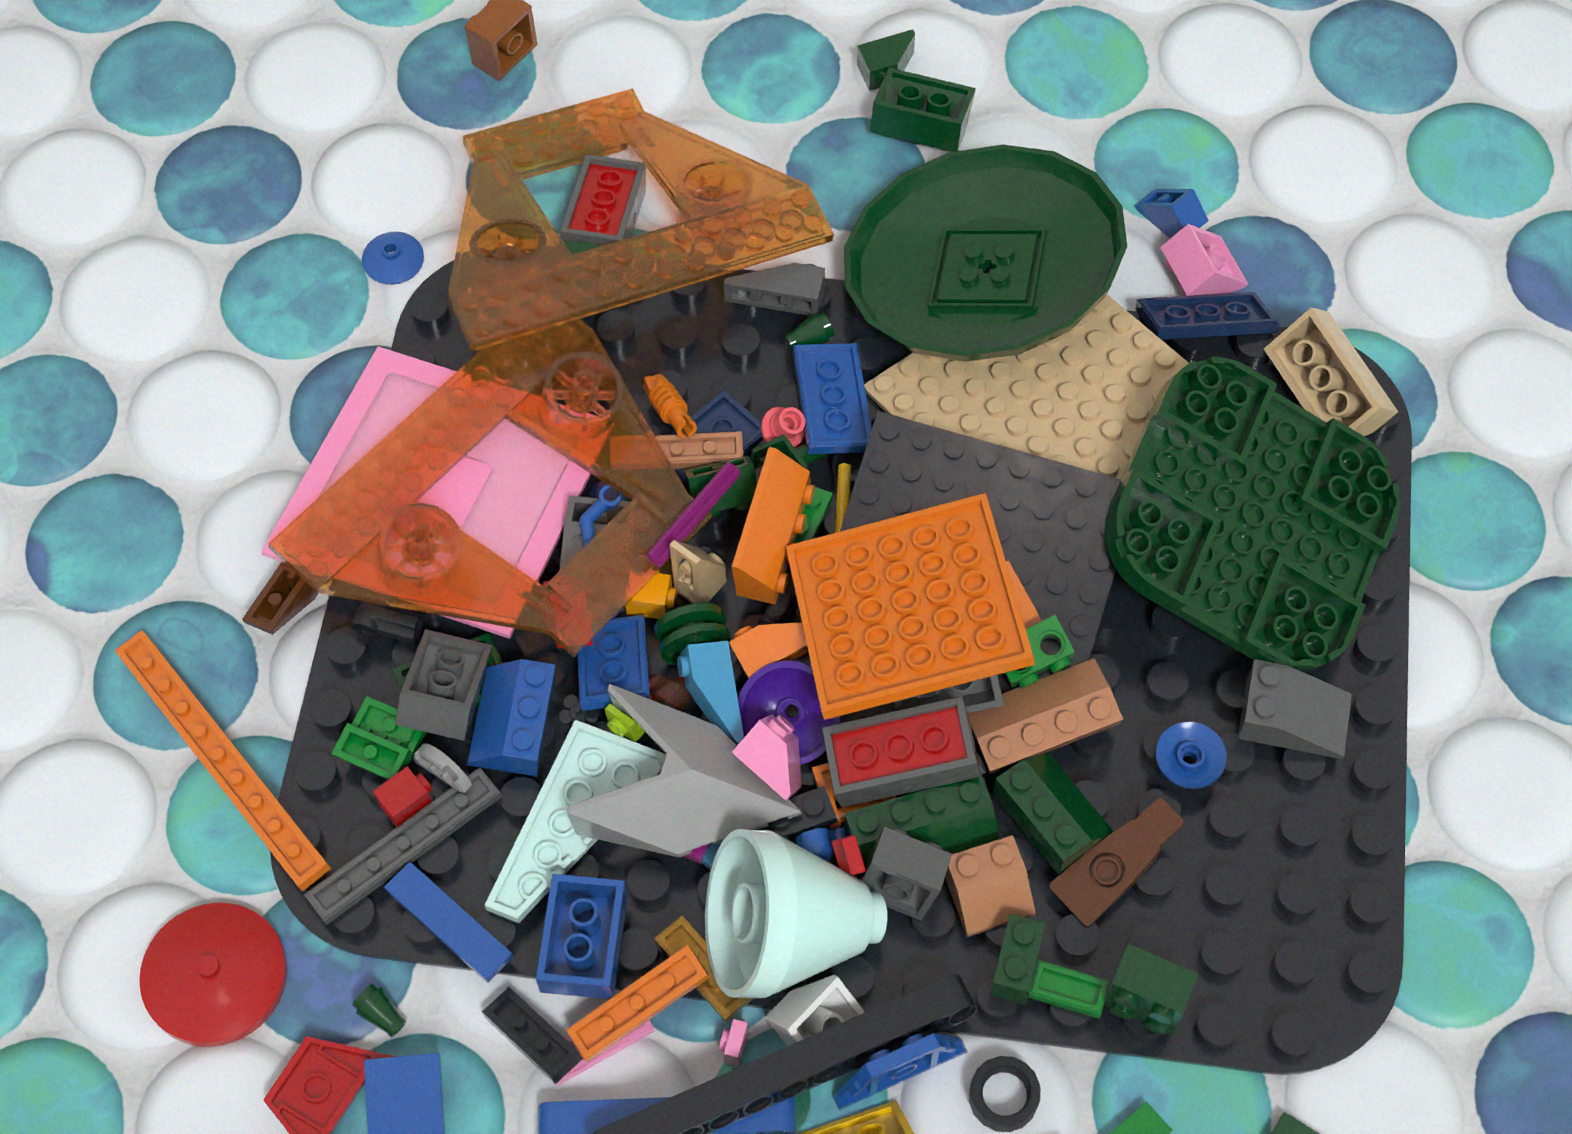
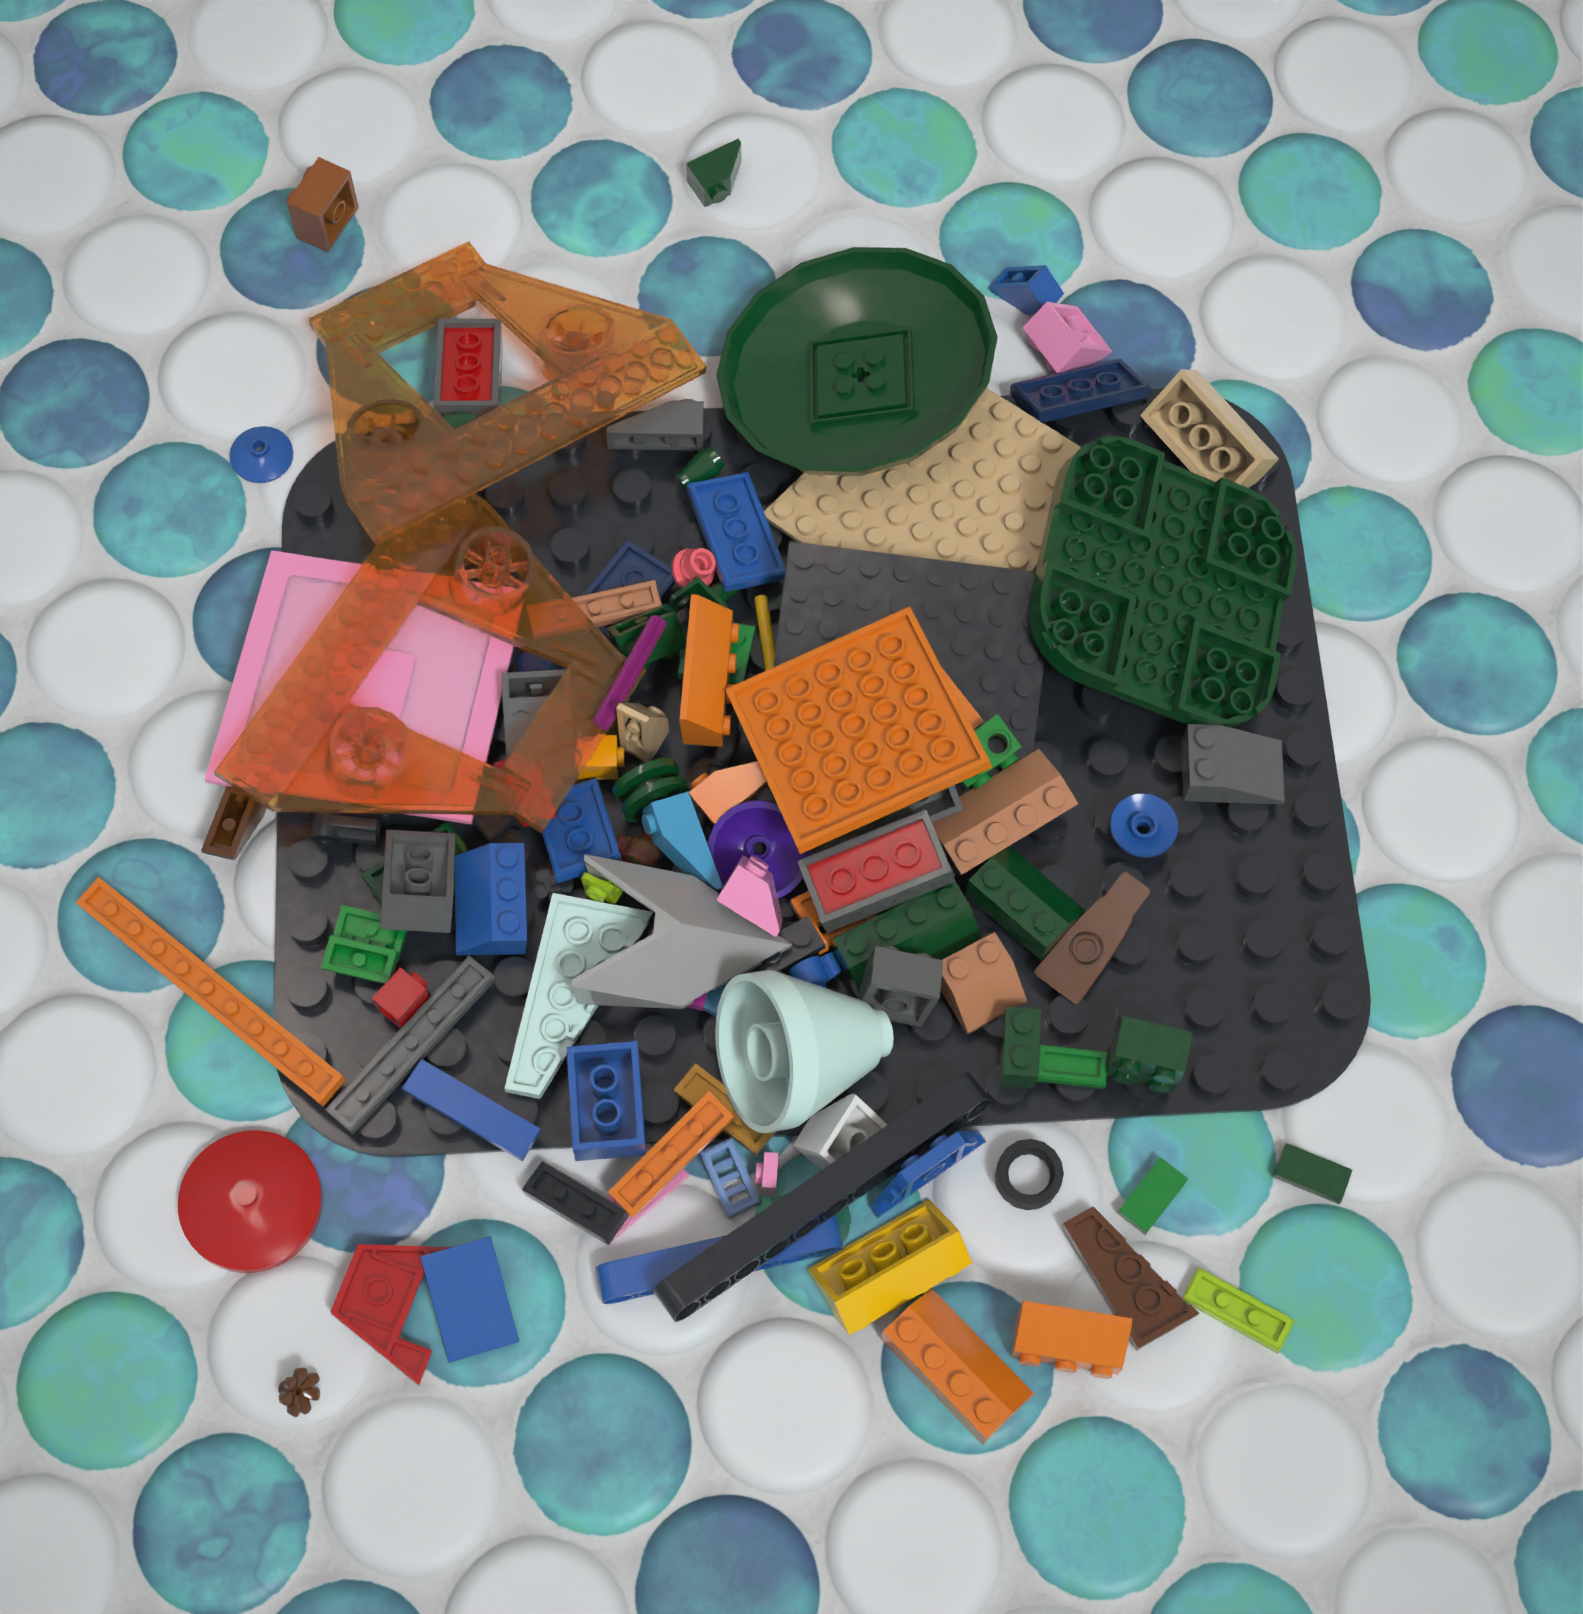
camera: 15 degrees left, 5 degrees up
(379, 1010) = (422, 1206): dark green cone -> none
(442, 767) = (432, 961): light grey tile -> none
(593, 513) = (528, 689): blue arm -> none
(669, 404) = (577, 564): orange hinge -> none
(685, 1009) = (717, 1149): none -> medium blue slope
(849, 854) = (845, 977): red slope -> none
(922, 110) = (763, 221): dark green slope -> none

